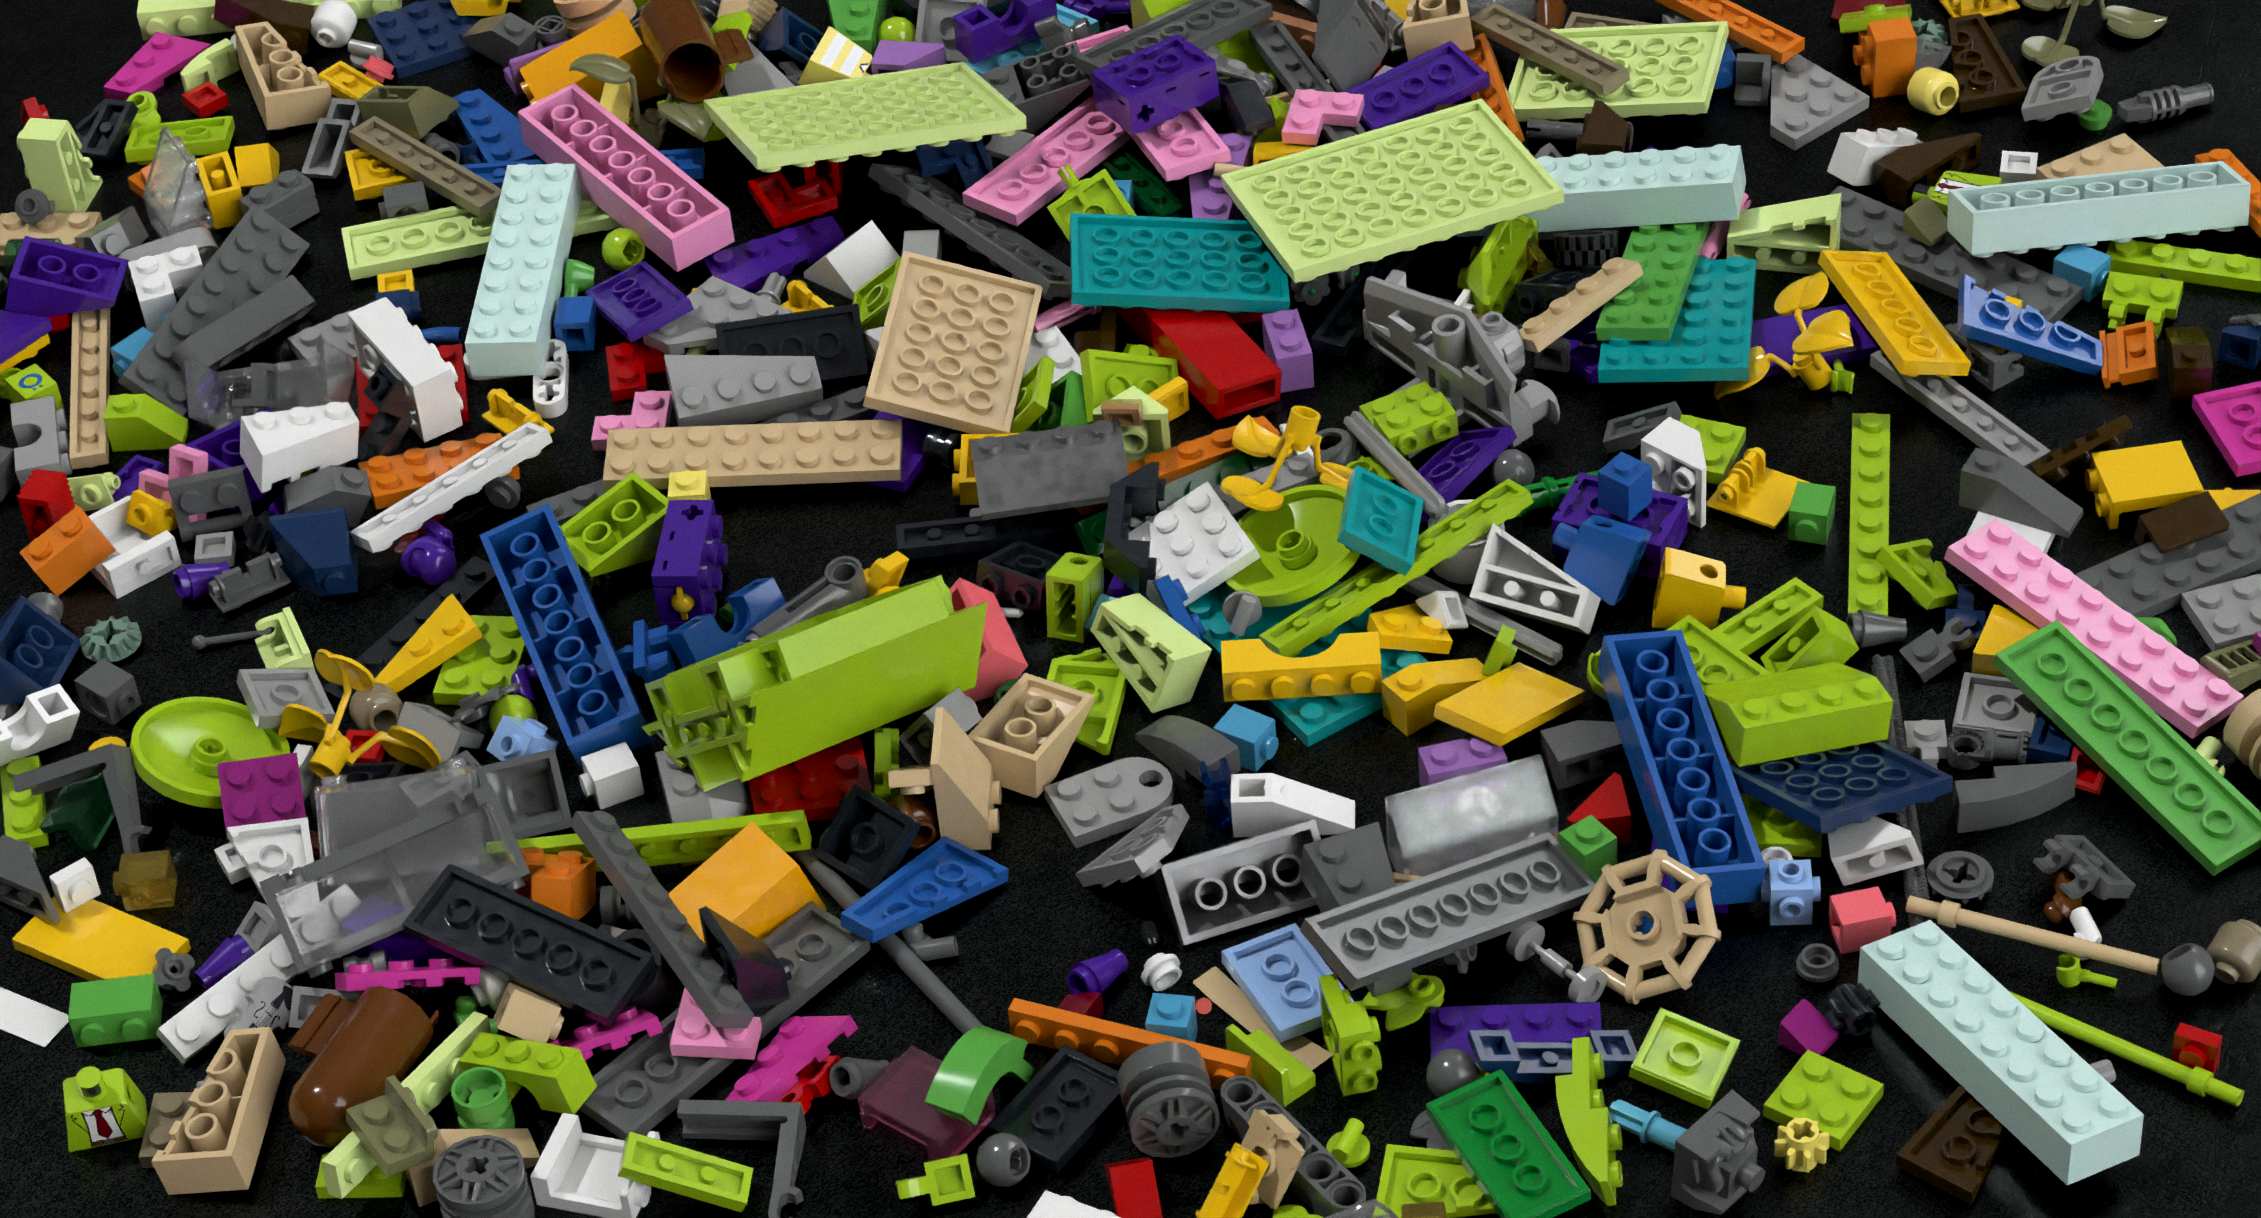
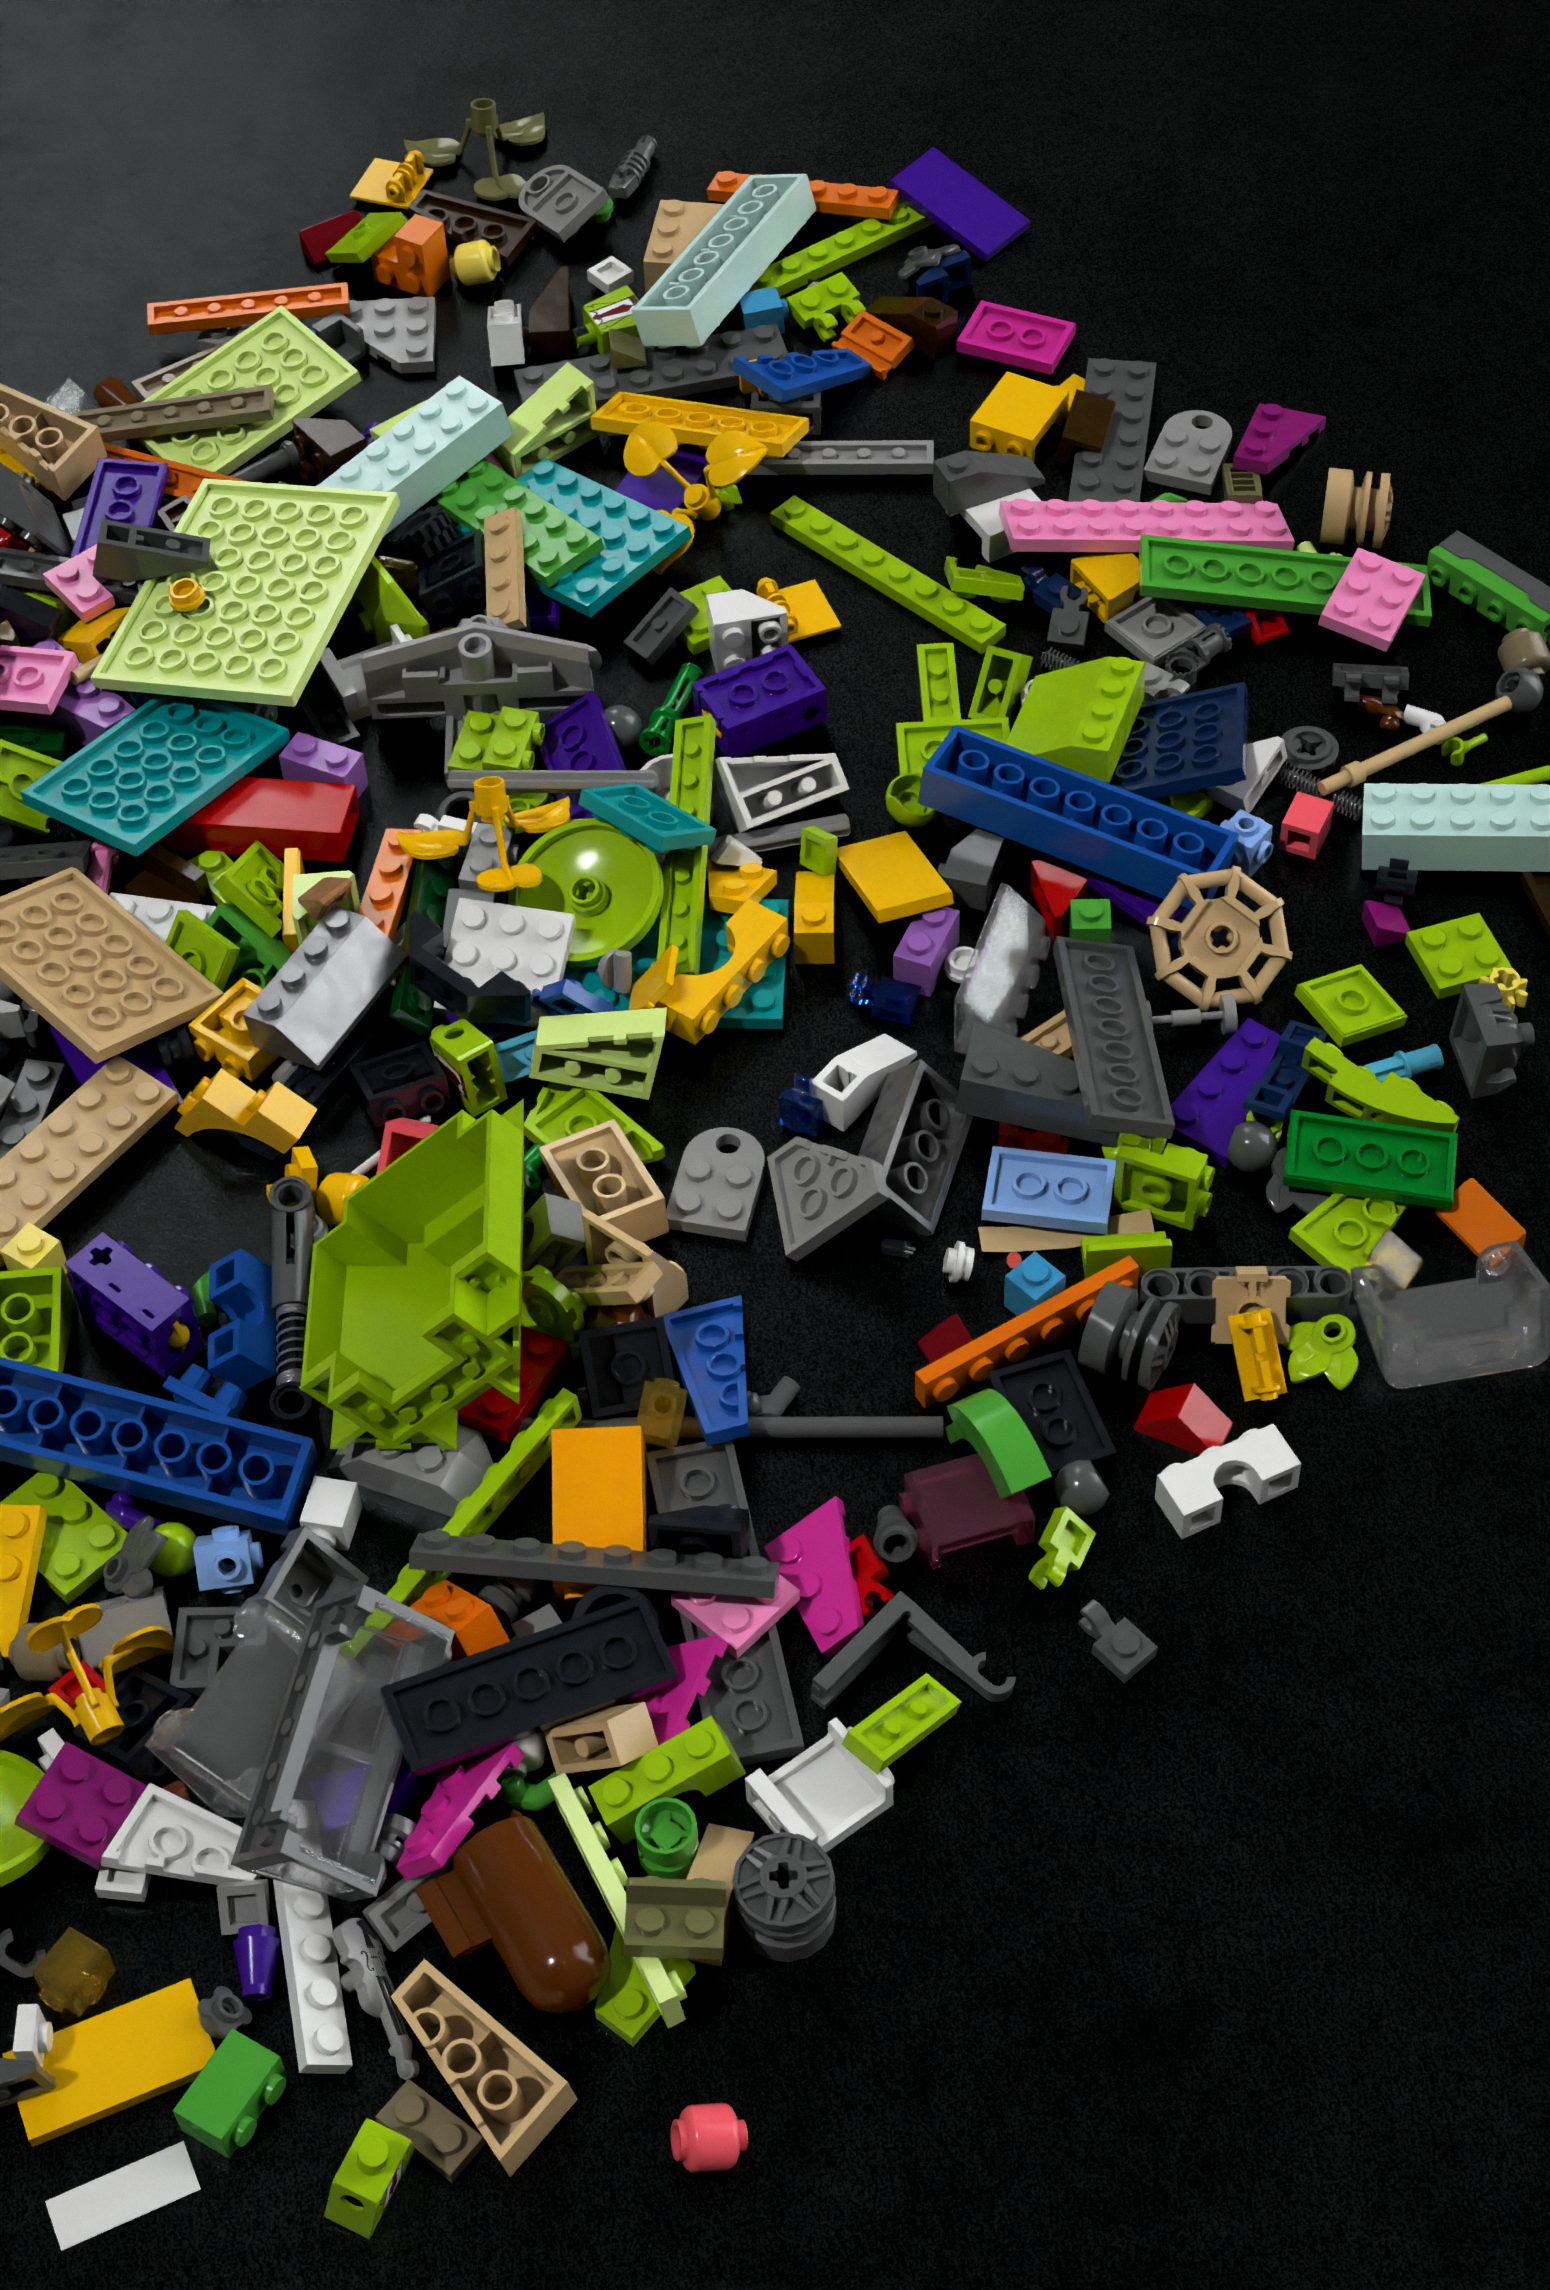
camera: 55 degrees left, 10 degrees up
(841, 880) = (661, 1412): none -> clear yellow brick
(909, 509) = (228, 1104): none -> yellow arch
(1097, 972) = (920, 1307): dark purple cone -> none
(1185, 743) = (720, 1098): dark grey slope -> none
(1240, 631) = (654, 981): none -> yellow piece
(1251, 733) = (748, 1056): dark azure brick -> none
(1340, 161) = (186, 595): none -> yellow plate
(1350, 1145) = (1259, 1251): lime plate -> none
(1357, 114) = (142, 552): none -> dark grey slope
(1391, 777) = (889, 1000): none -> clear blue plate
(1603, 555) = (794, 722): blue torso -> none
(1625, 486) = (756, 663): blue brick -> none
(1693, 587) = (873, 708): yellow torso -> none
(1811, 513) = (855, 596): bright green brick -> none
(1817, 963) = (1322, 875): dark grey plate -> none
(1875, 629) = (1014, 635): dark grey cone -> none
(2012, 795) = (1259, 669): dark grey slope -> none
(2058, 463) = (954, 423): dark brown wing -> none
(2175, 810) = (1371, 599): none -> bright pink plate

